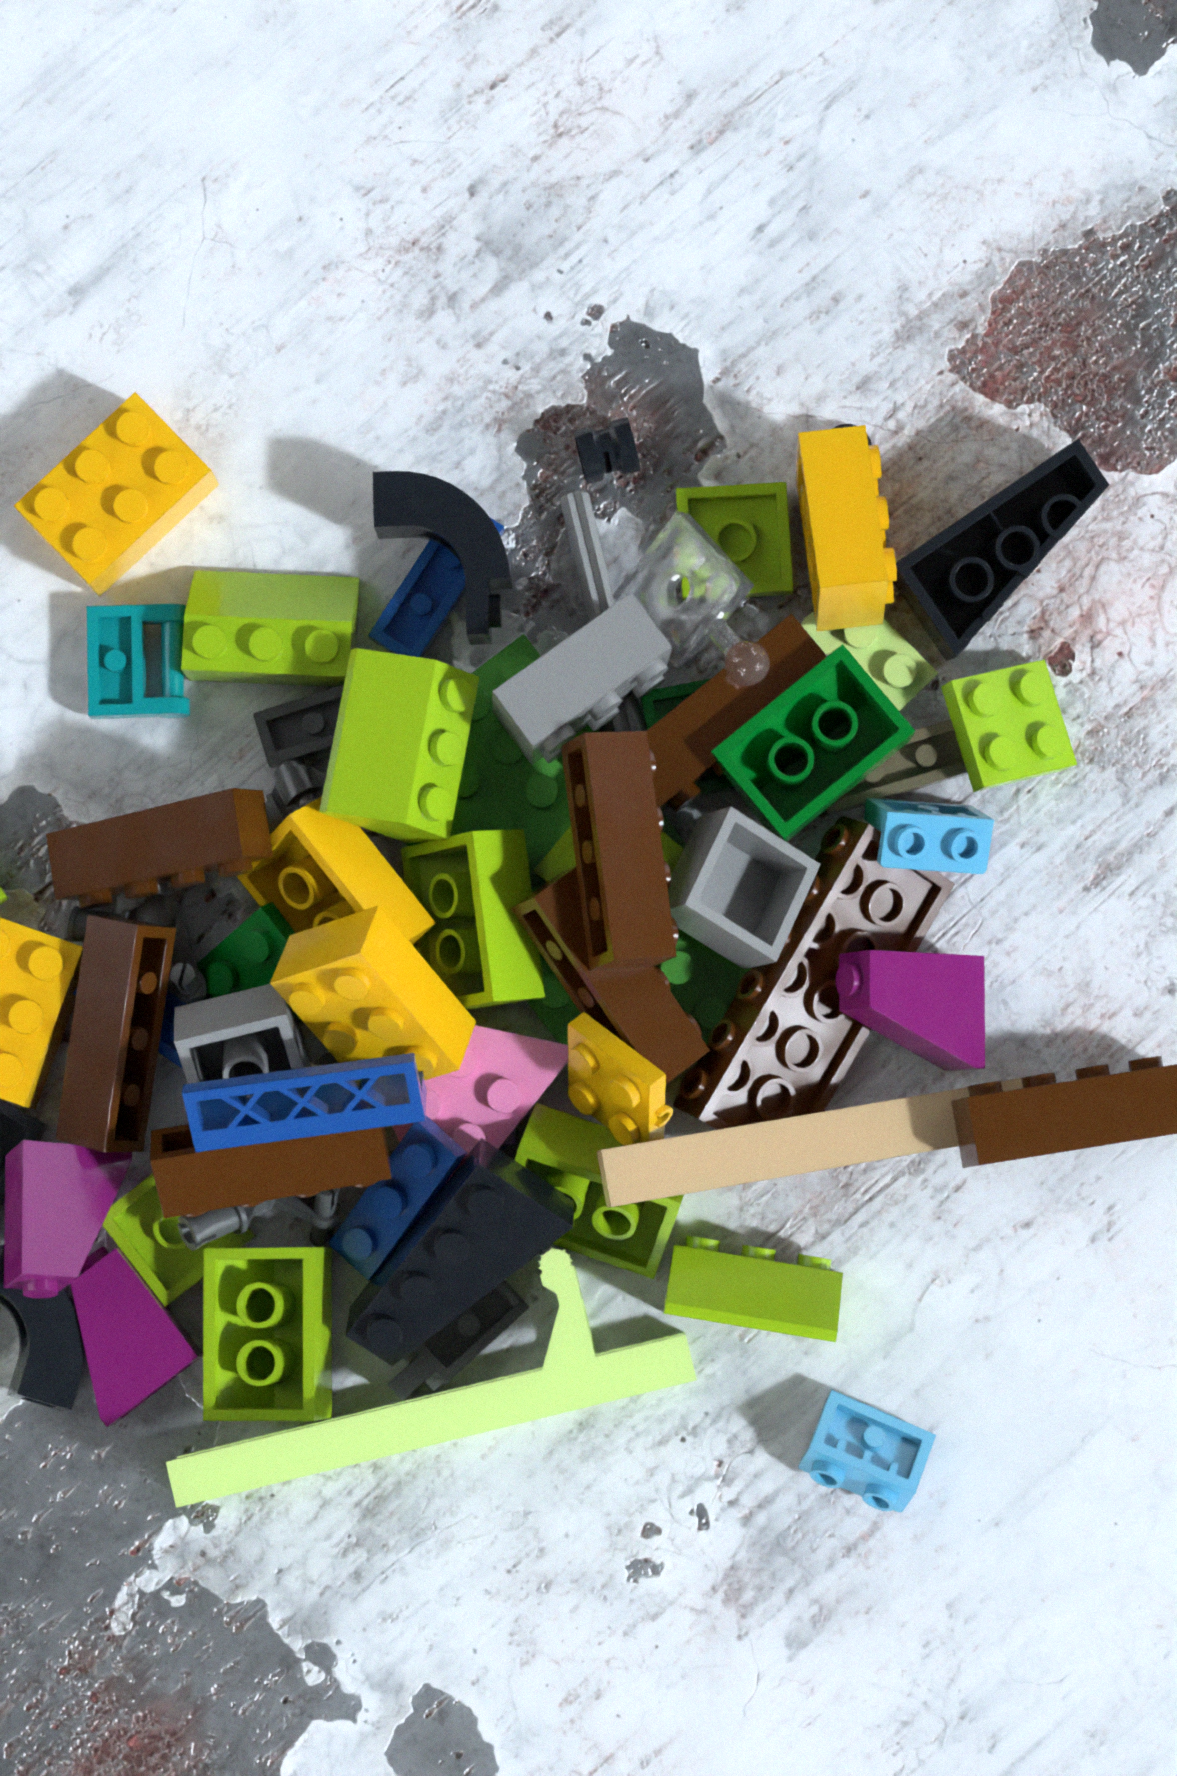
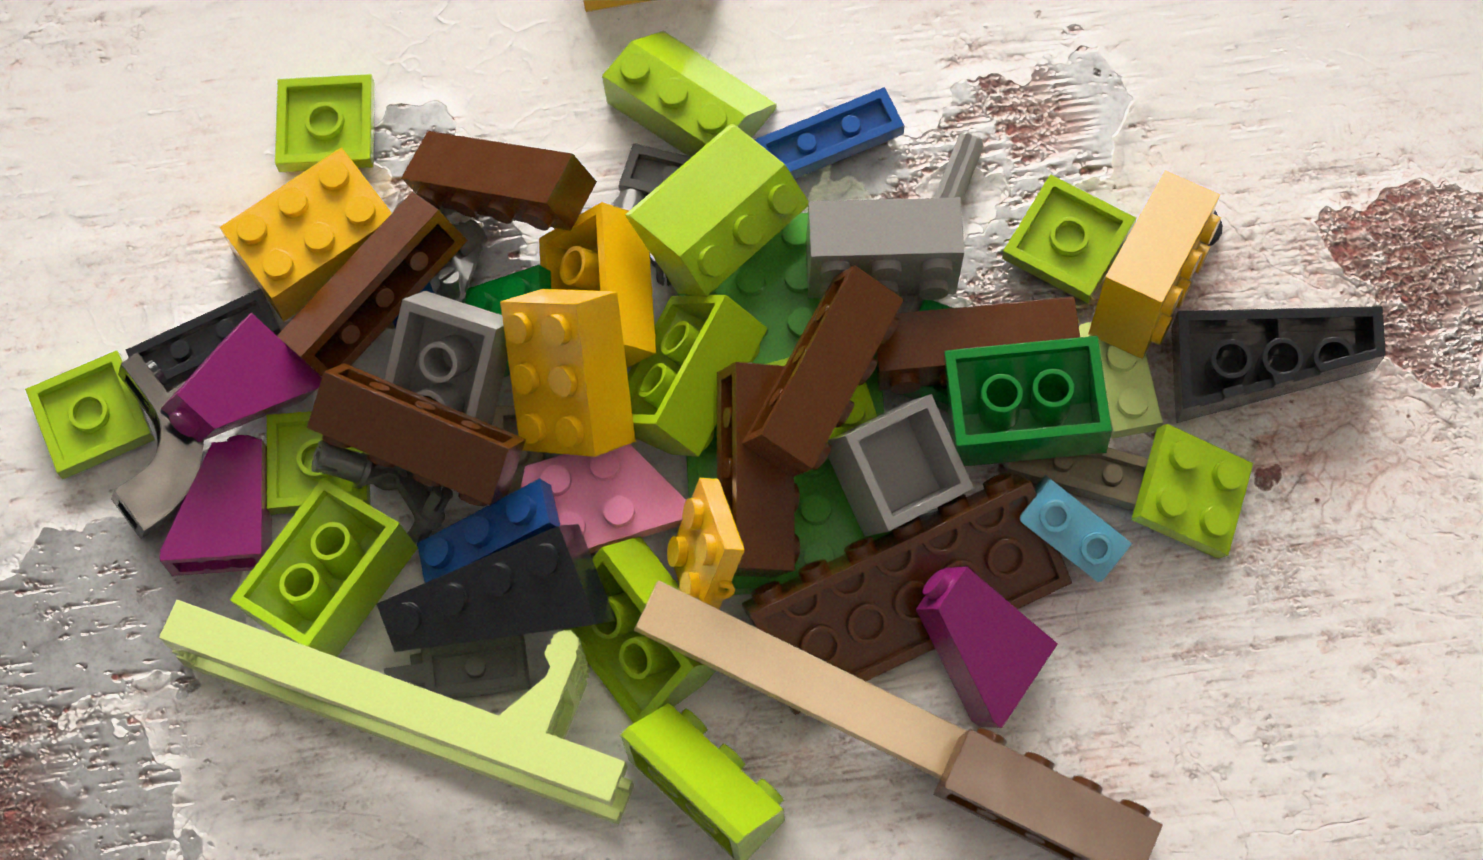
camera: 35 degrees right, 15 degrees down
(119, 661) = (565, 56): teal plate -> none
(309, 1110) = (457, 406): blue fence -> none
(435, 510) = (859, 78): black arch -> none
(607, 450) = (1027, 123): black wheel -> none
(714, 594) = (996, 263): clear plate -> none

